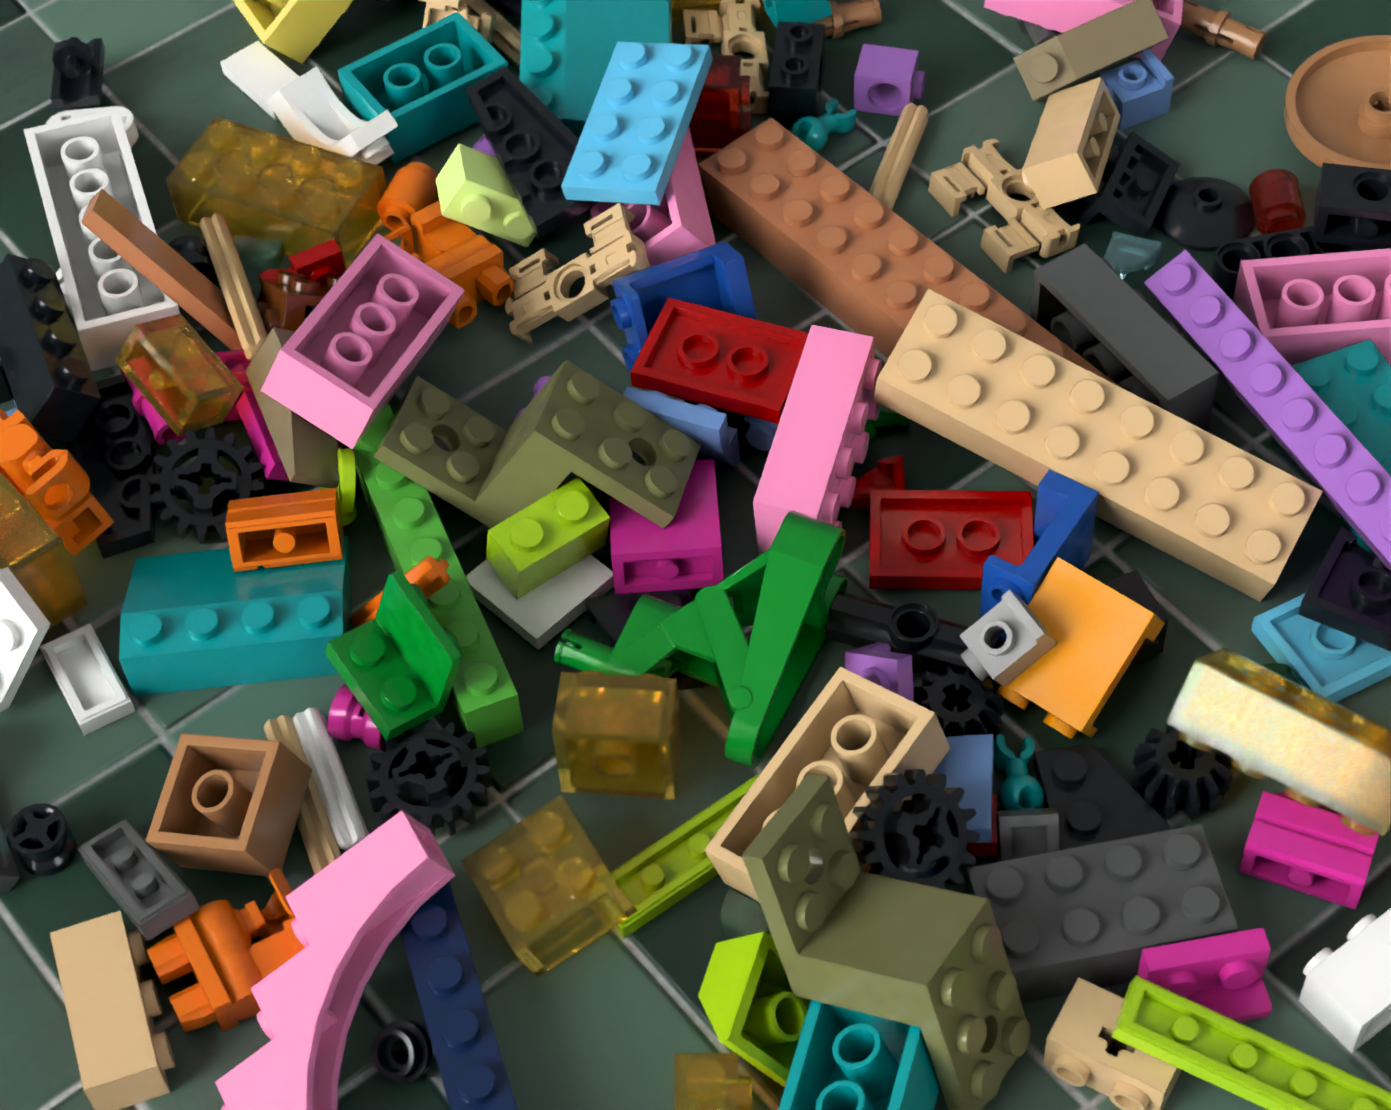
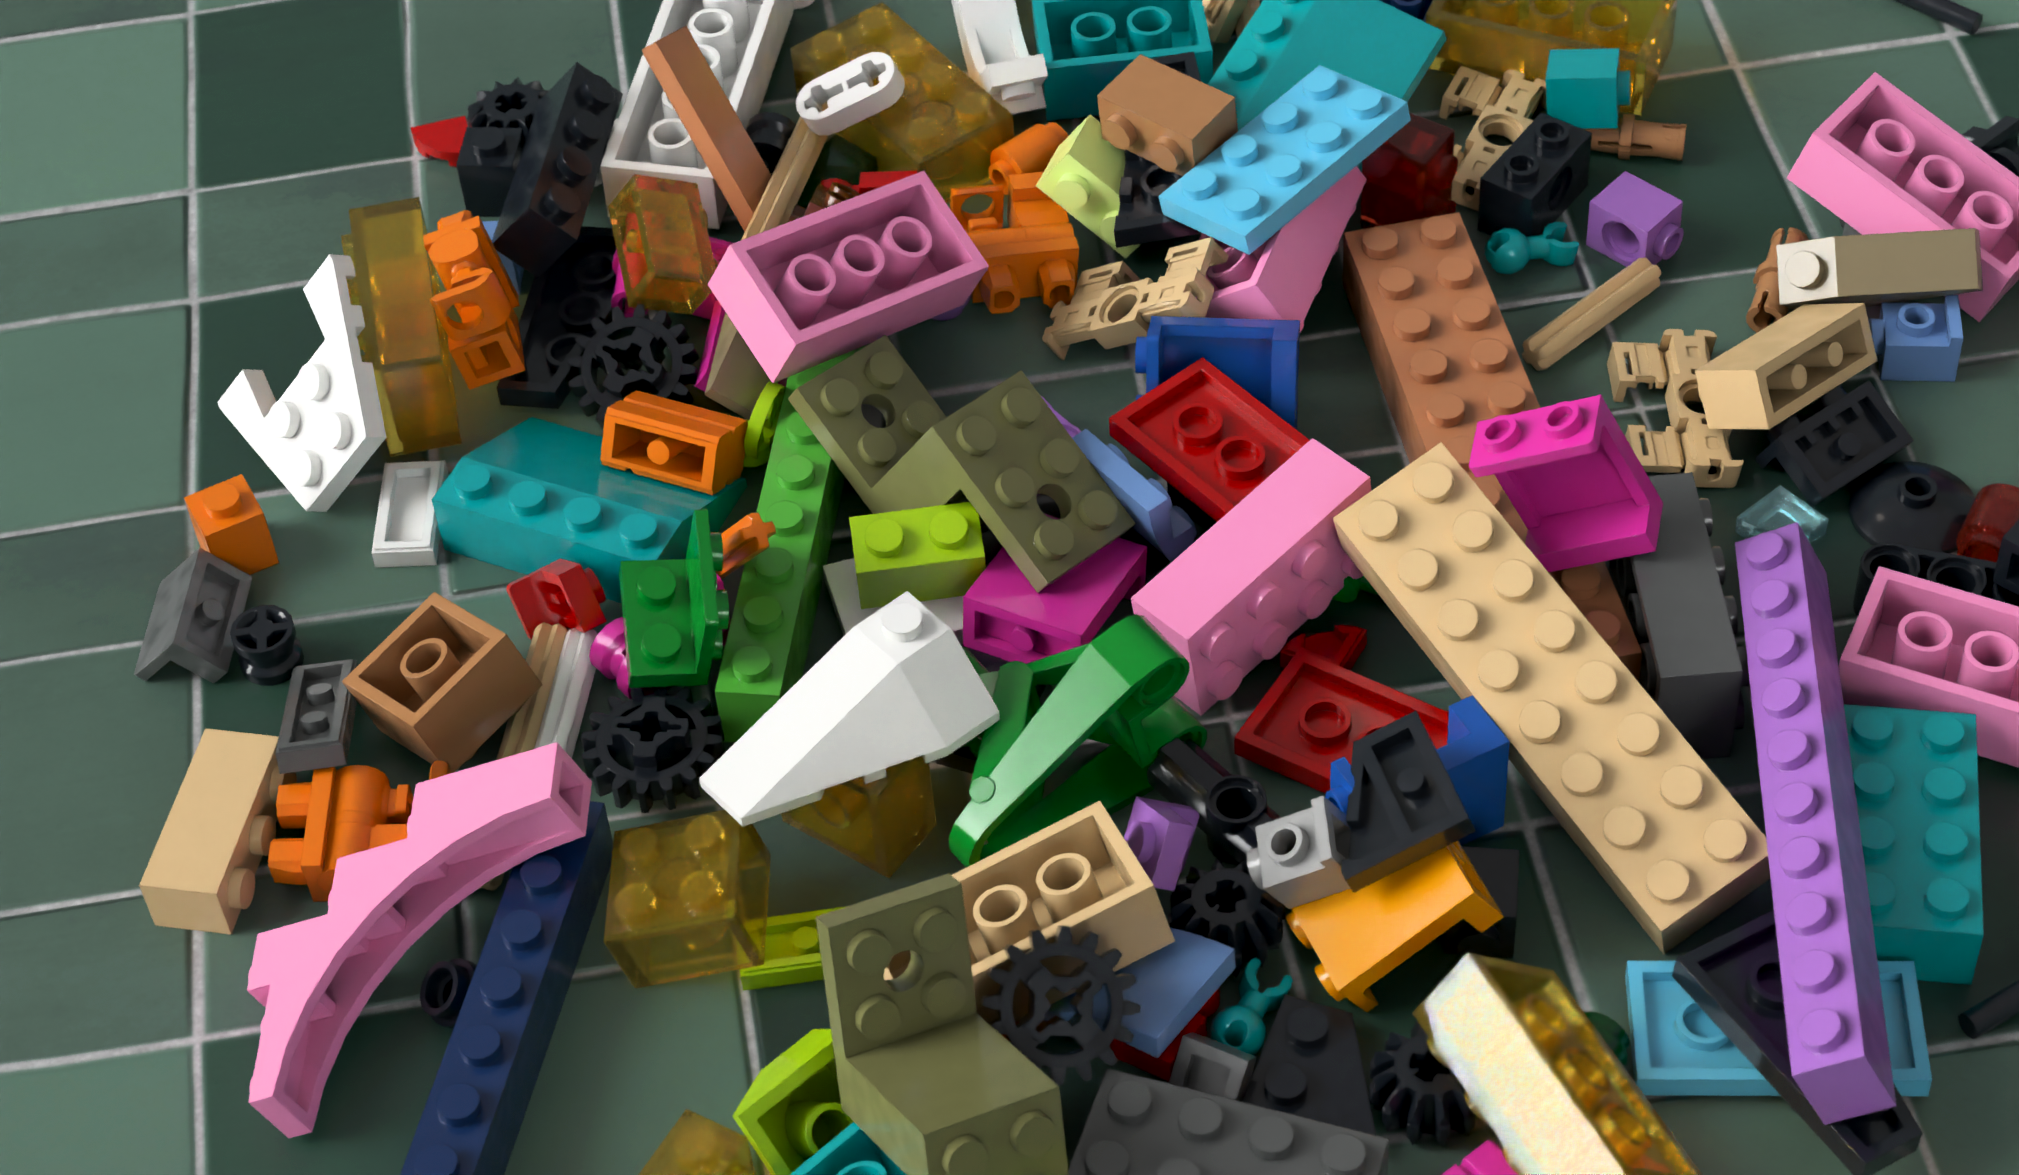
camera: 30 degrees right, 5 degrees down
(247, 197) = (850, 93): none -> white beam
(270, 691) = (558, 595): none -> red bracket
(528, 122) = (1165, 115): none -> medium nougat brick
(626, 672) = (871, 702): none -> white wedge
(1009, 86) = (1766, 298): none -> medium nougat pin
(1028, 280) = (1571, 482): none -> dark pink panel
(1064, 569) = (1399, 802): none -> black wing

